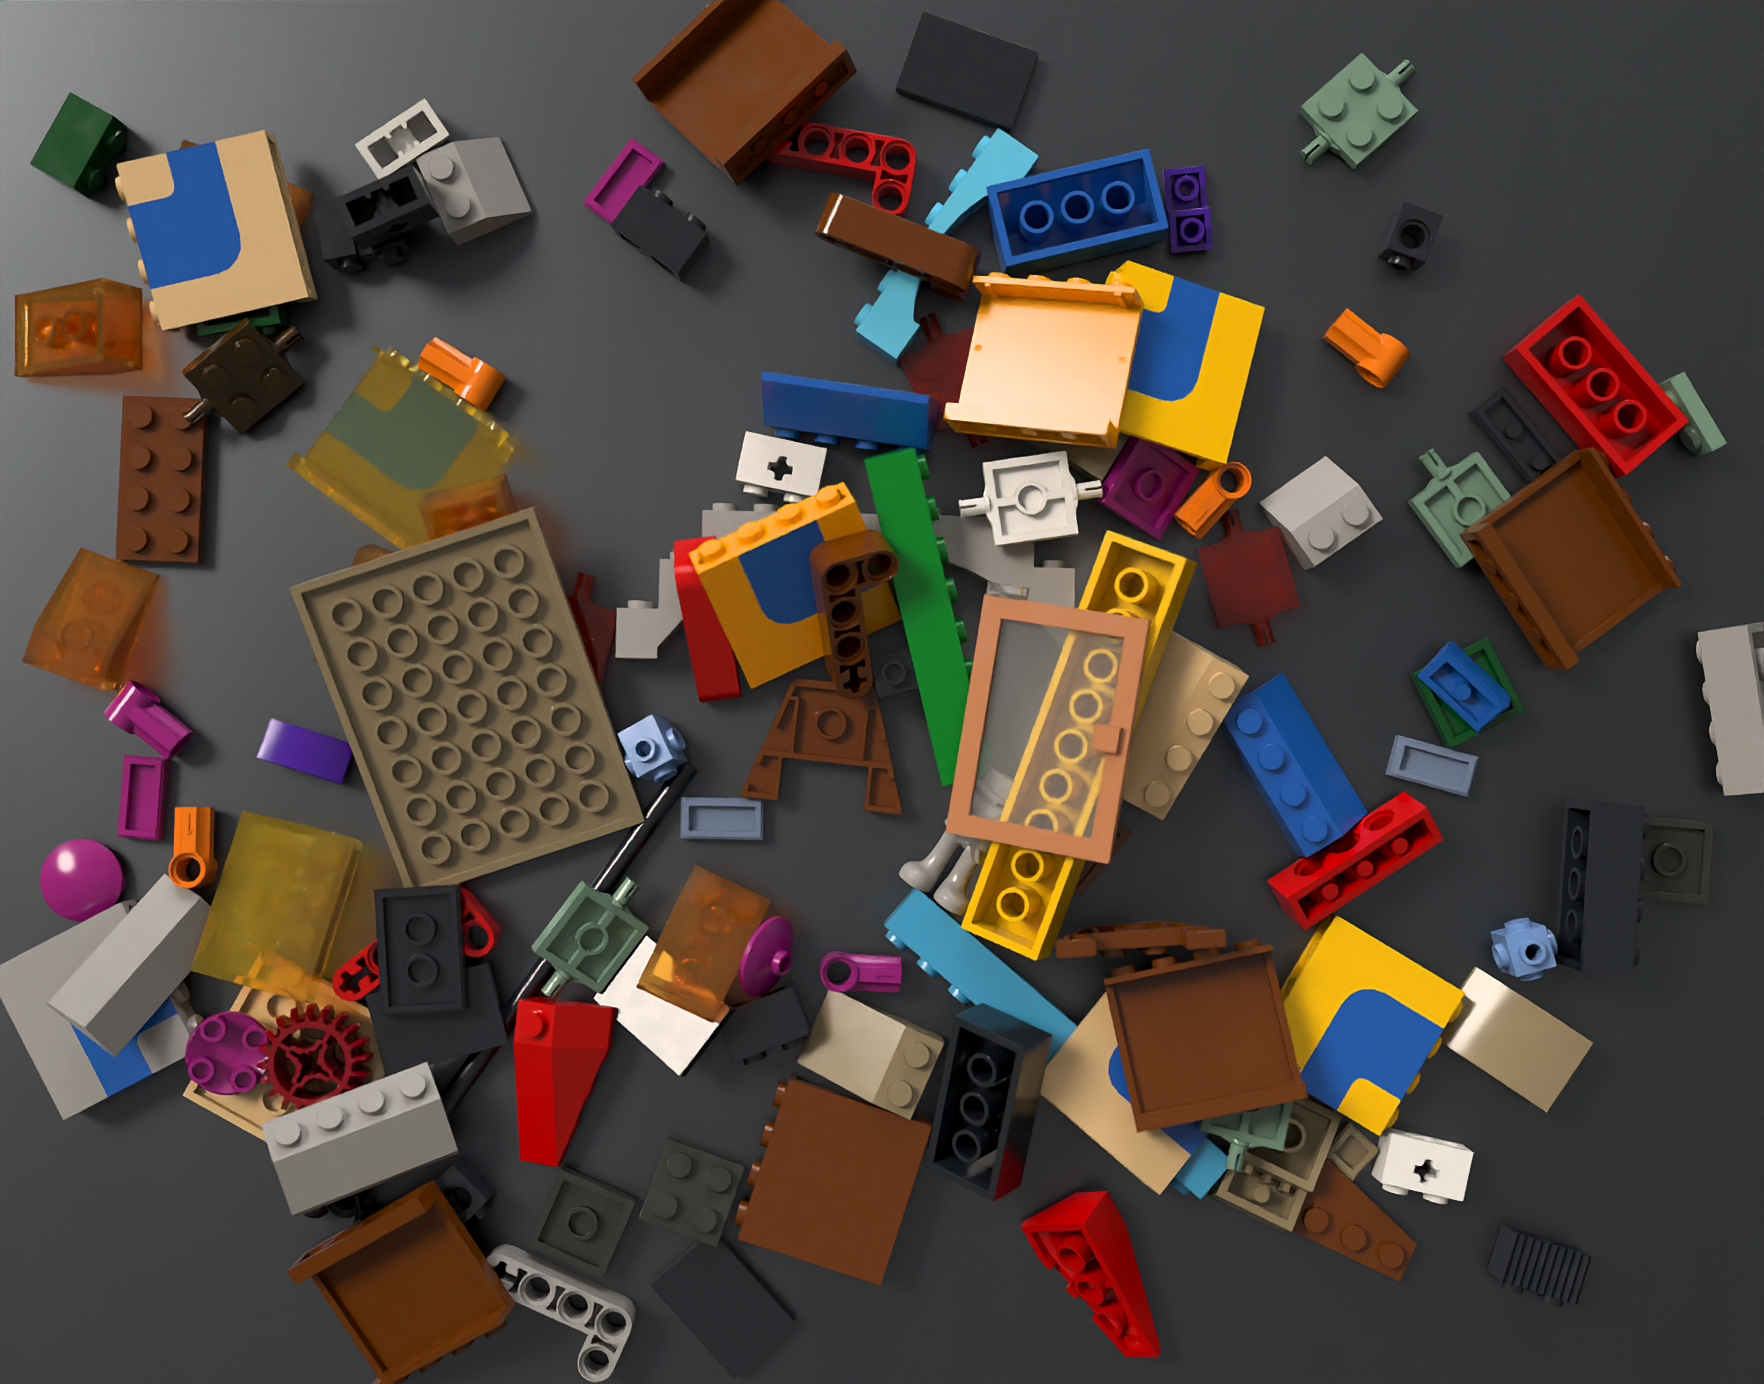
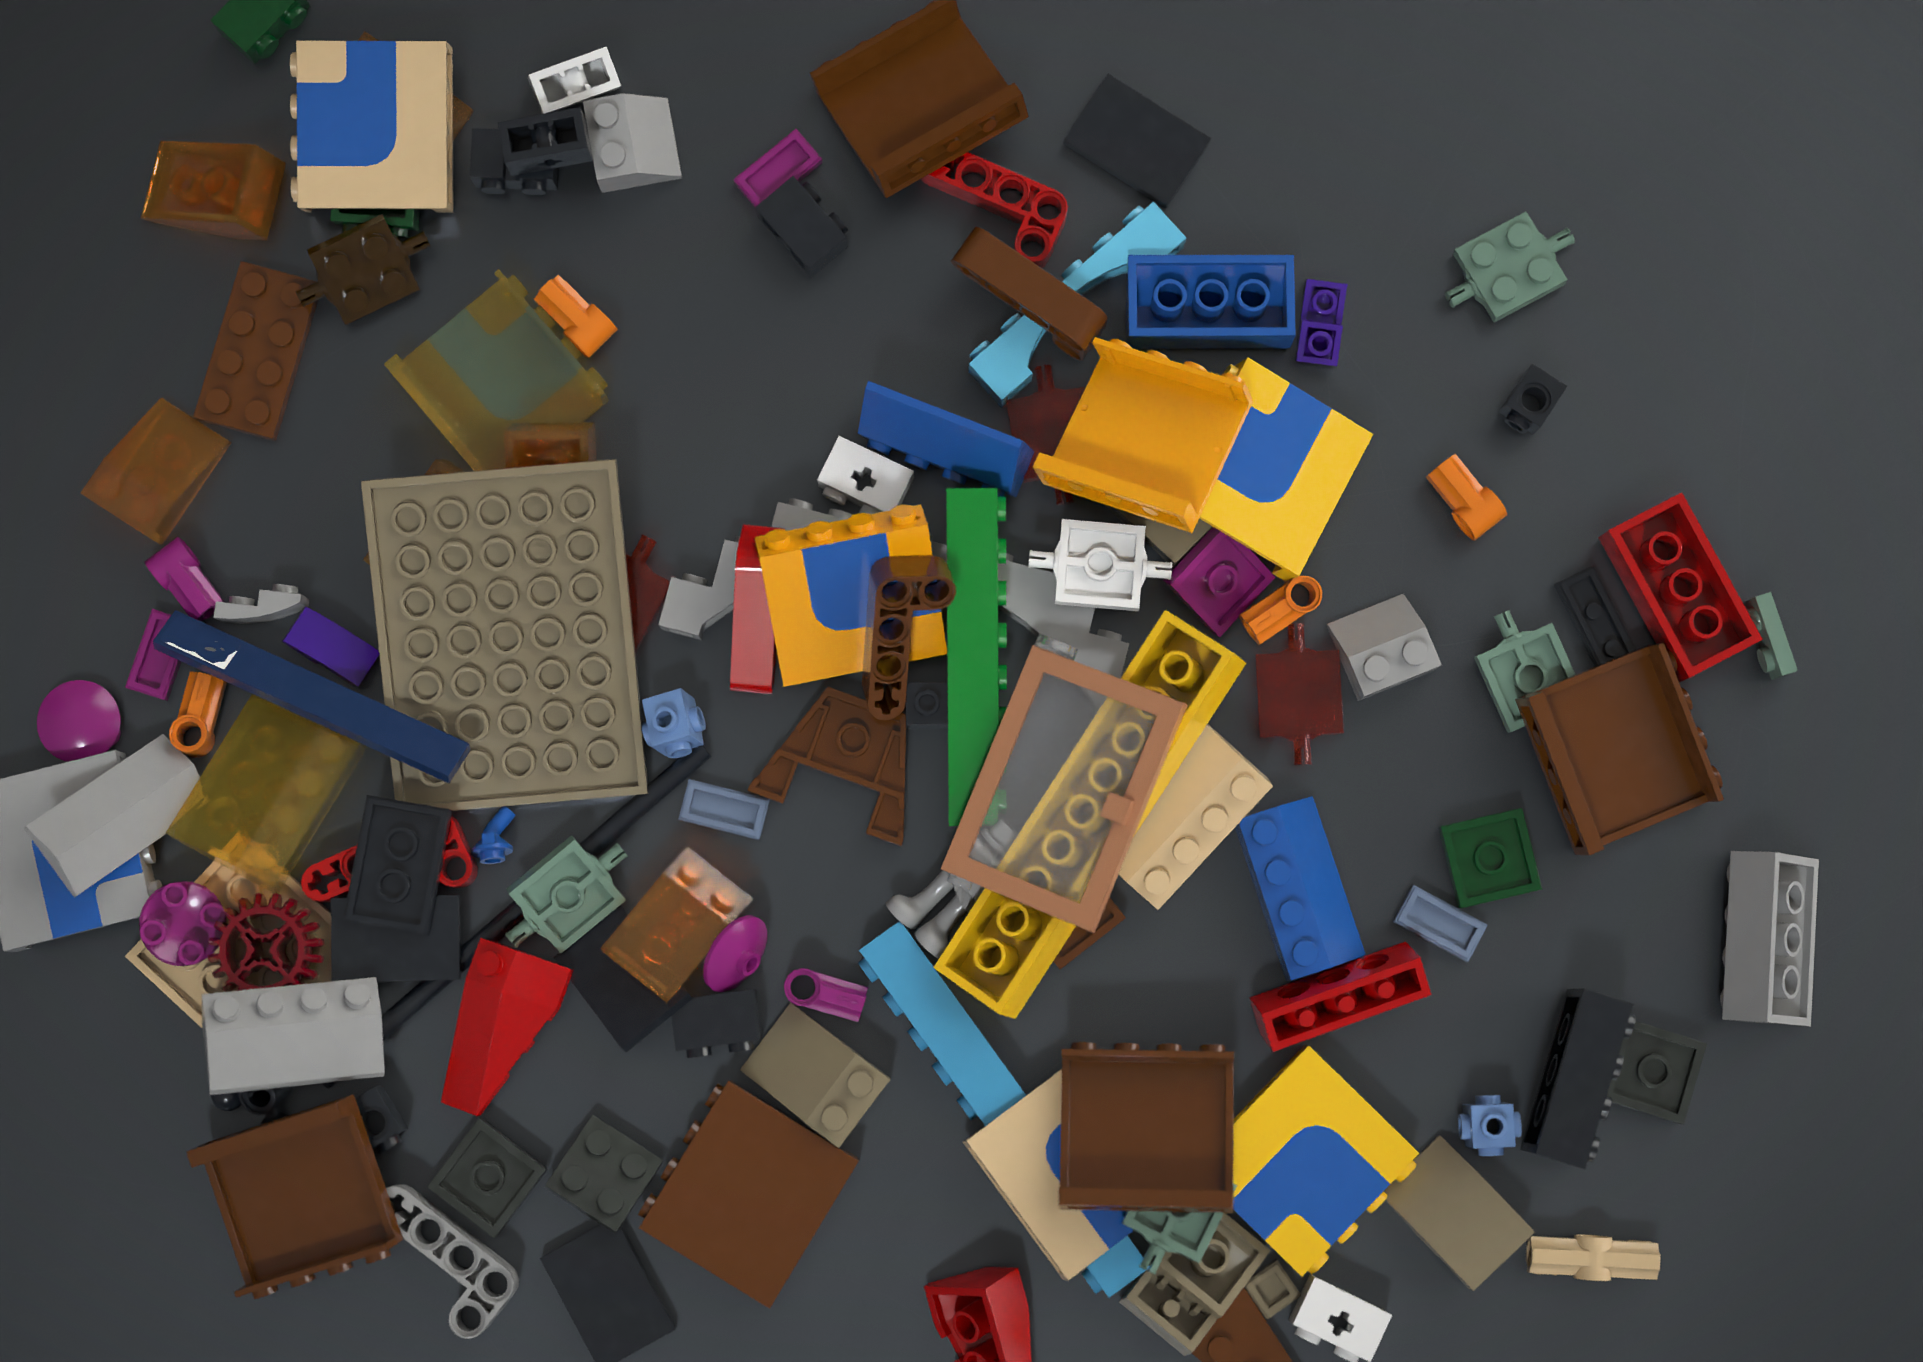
camera: 15 degrees right, 5 degrees down
(235, 726) = (271, 605): none -> light grey slope
(297, 806) = (312, 696): none -> dark blue tile
(507, 906) = (492, 847): none -> blue plate
(988, 1101) = (919, 1145): black brick -> none
(1149, 936) = (1117, 1023): reddish brown wing -> none
(1465, 686) = (1487, 850): blue slope -> none
(1650, 1050) = (1593, 1257): none -> tan piece

